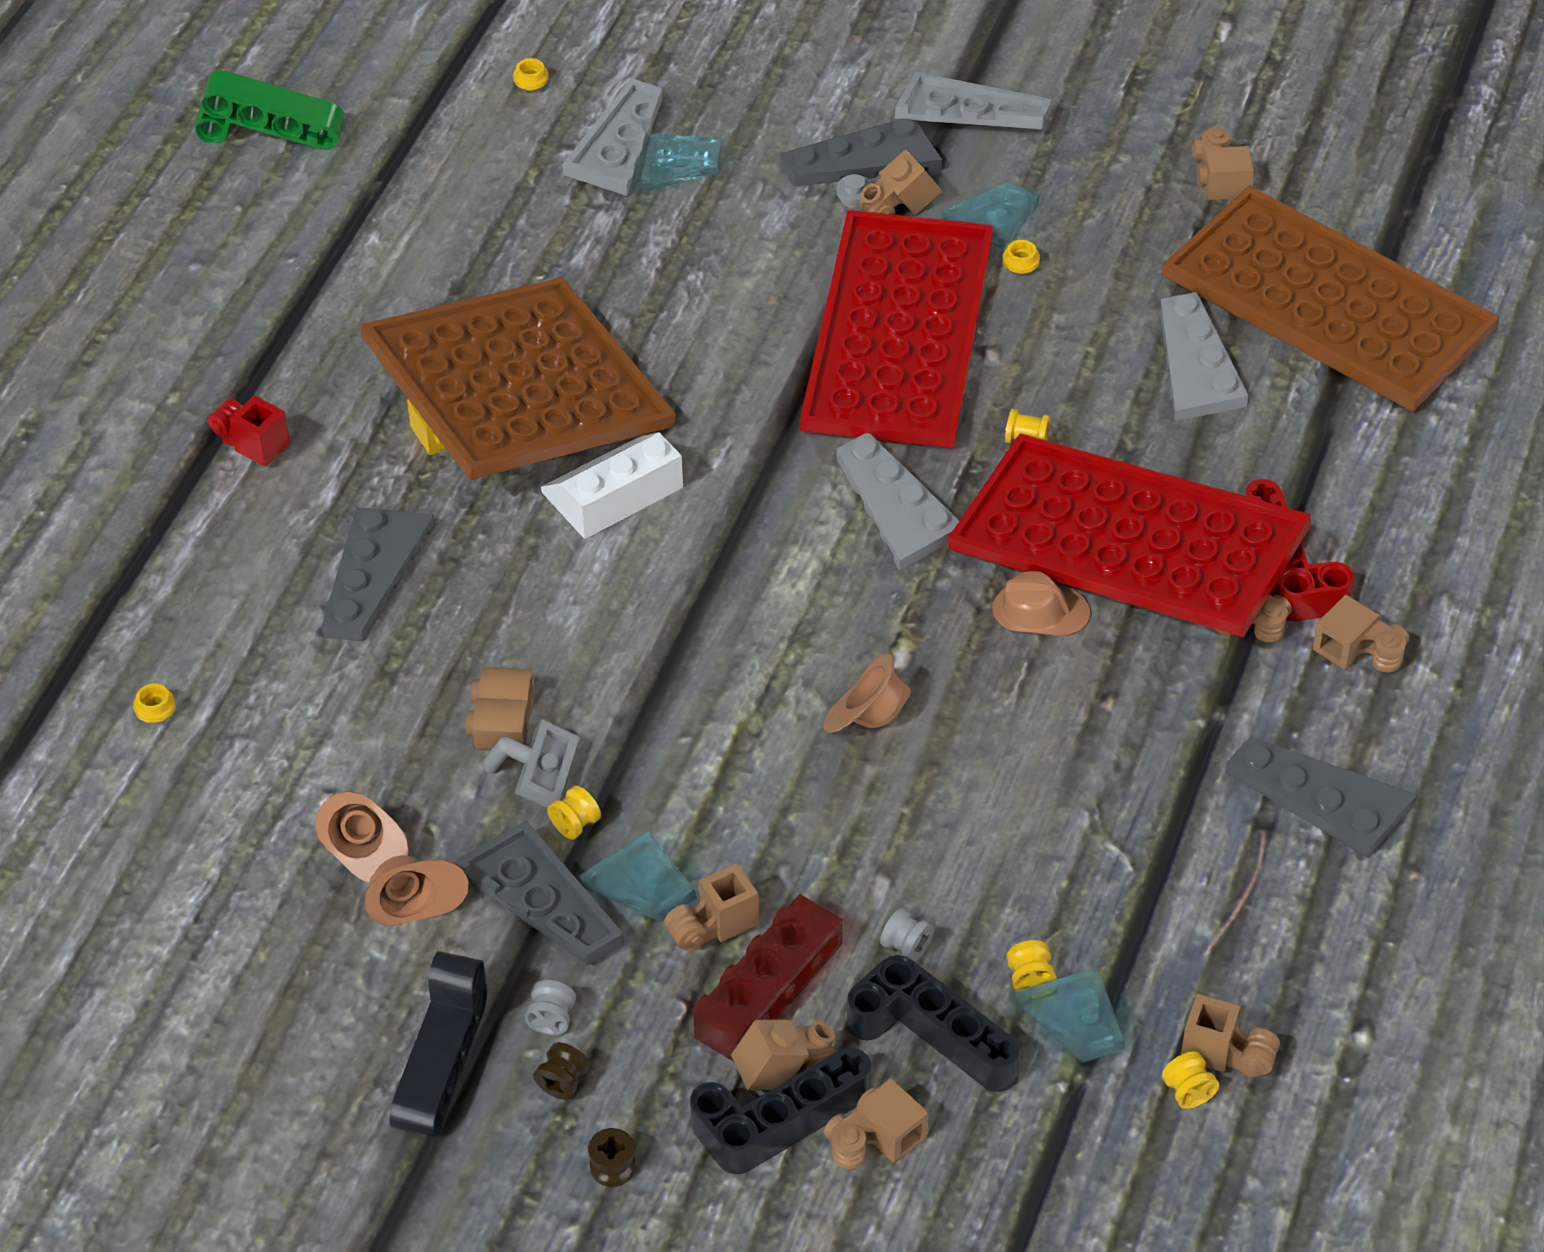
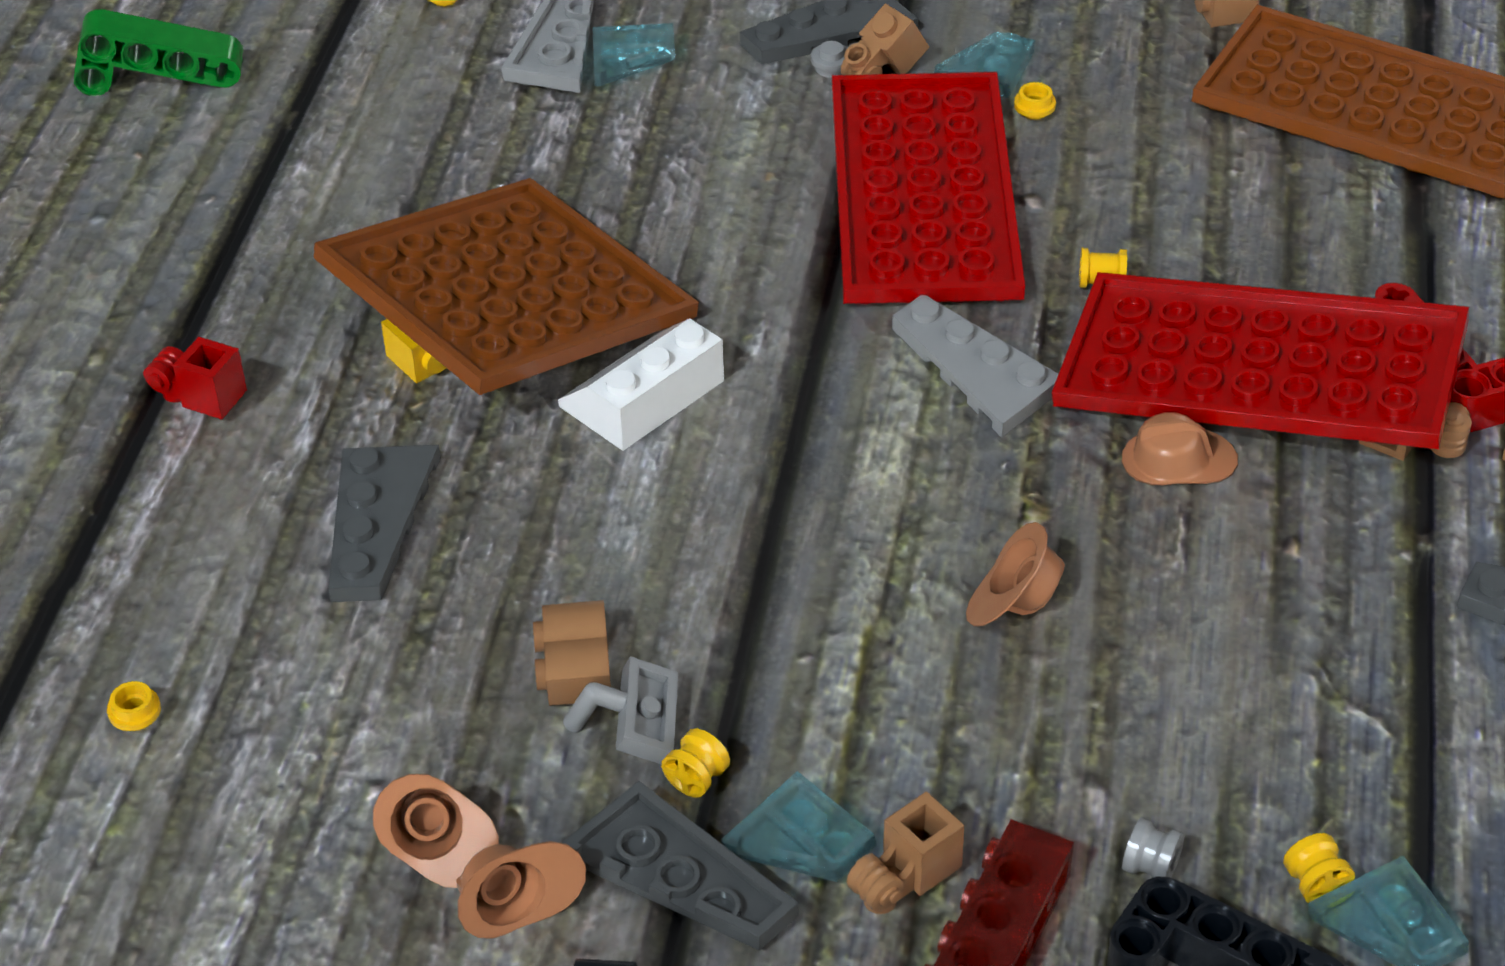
camera: 10 degrees left, 5 degrees down
(1197, 362) = (1265, 183): light grey wing -> none

